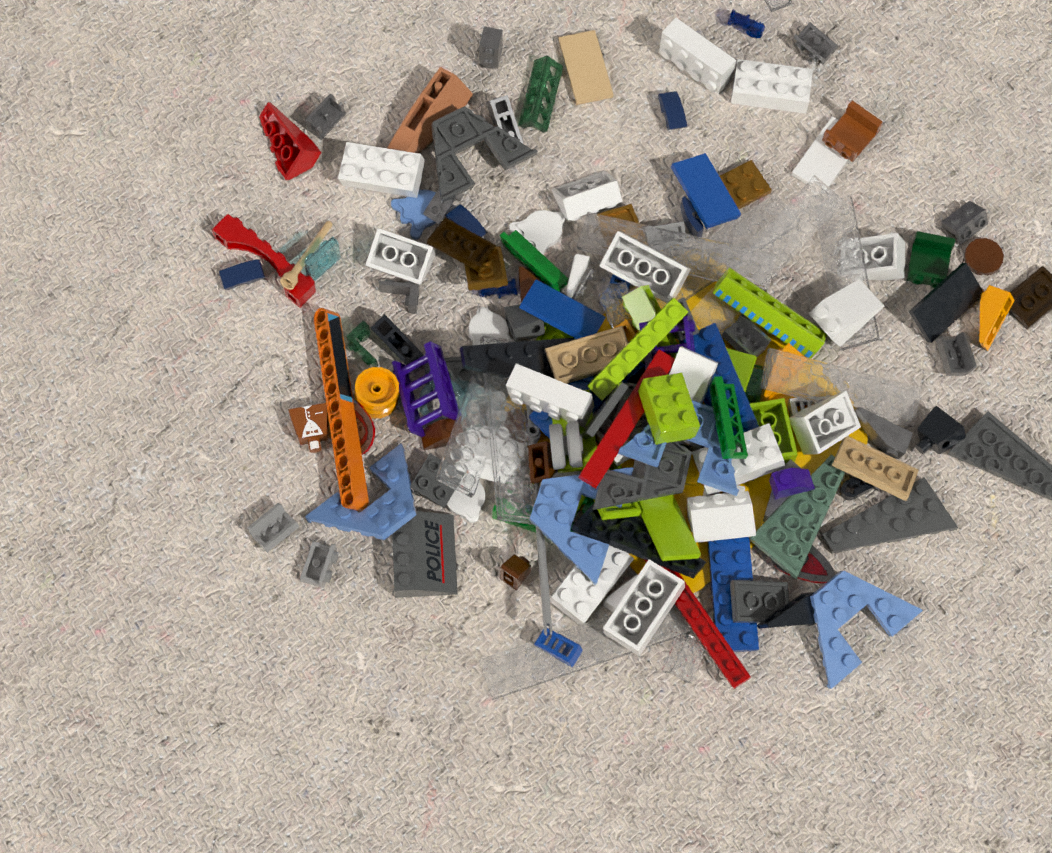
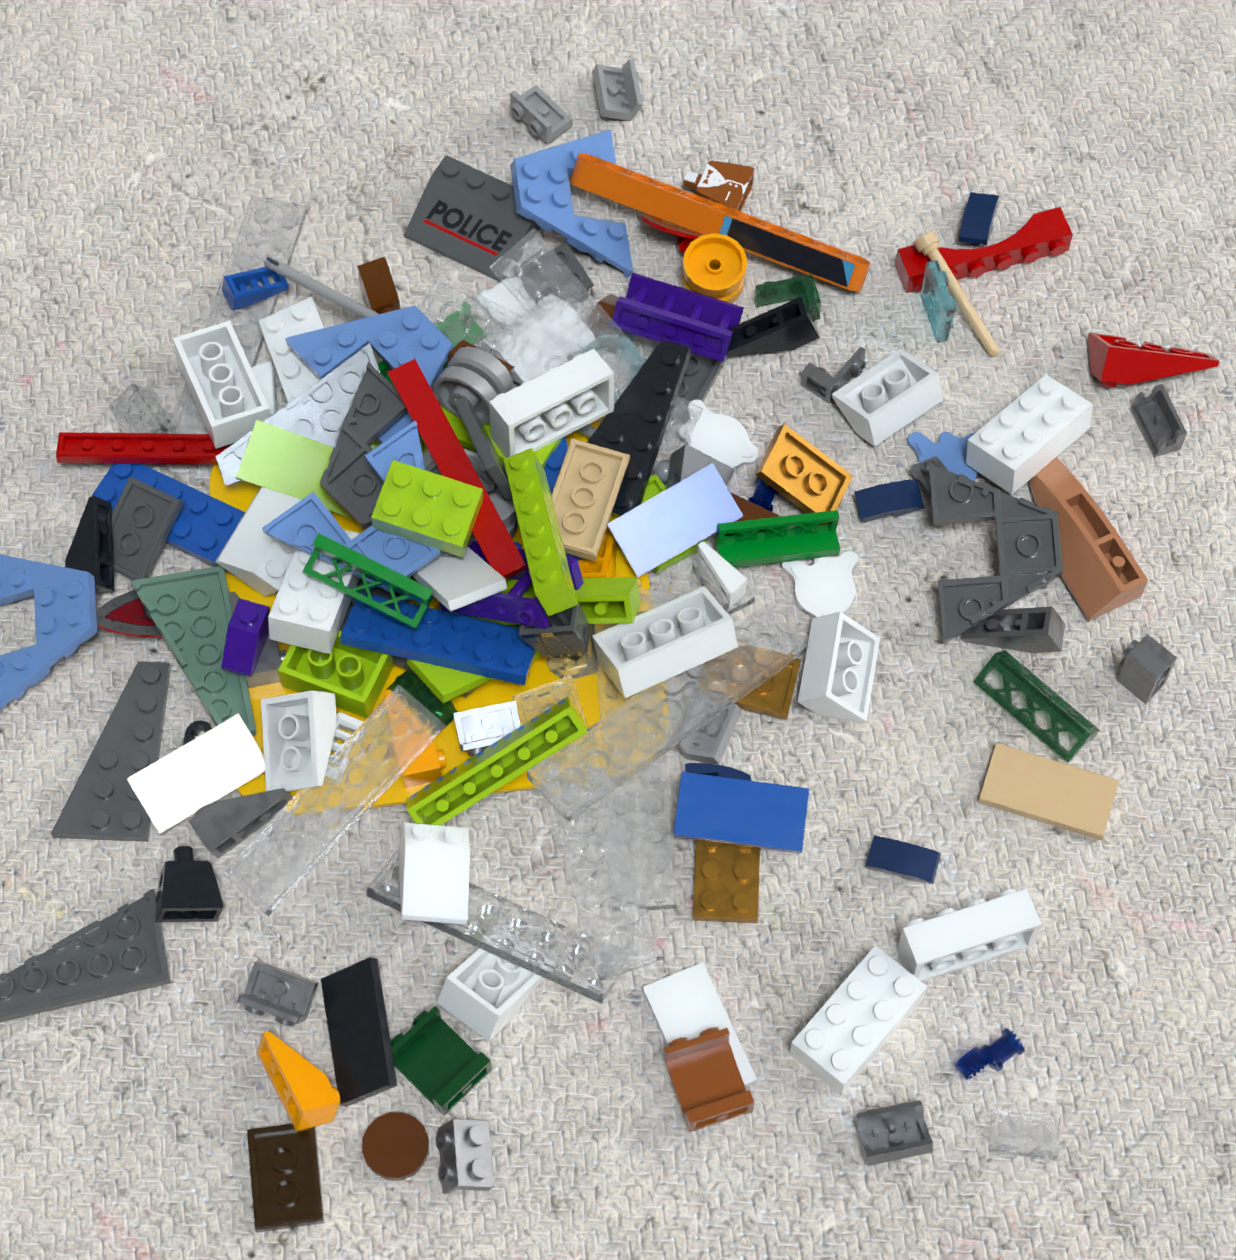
camera: 125 degrees right, 5 degrees down
(461, 244) = (854, 461): dark brown tile -> none

